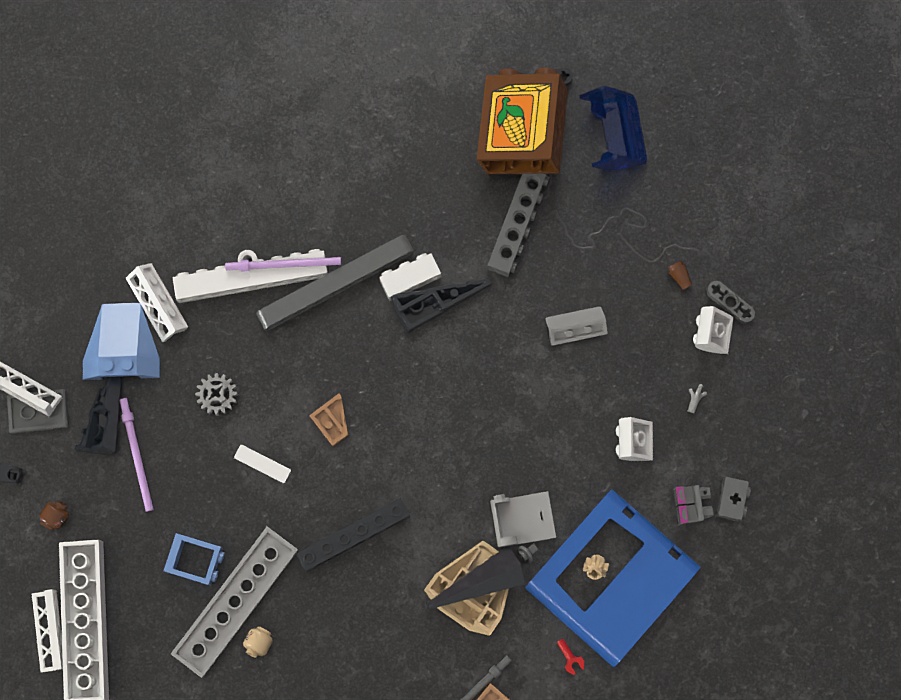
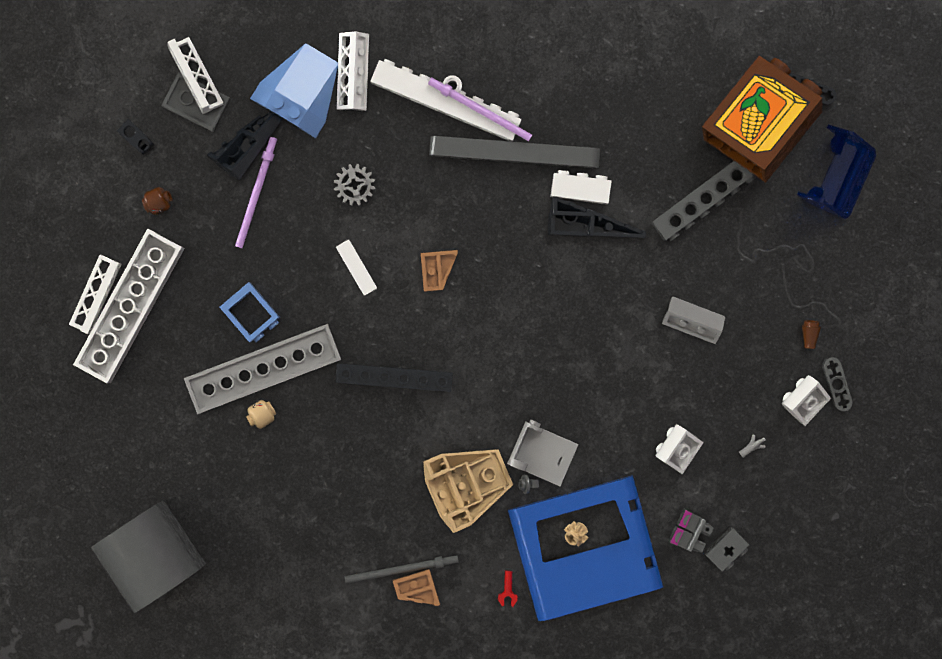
camera: 30 degrees right, 10 degrees up
(494, 575) = (488, 486): black wedge -> none

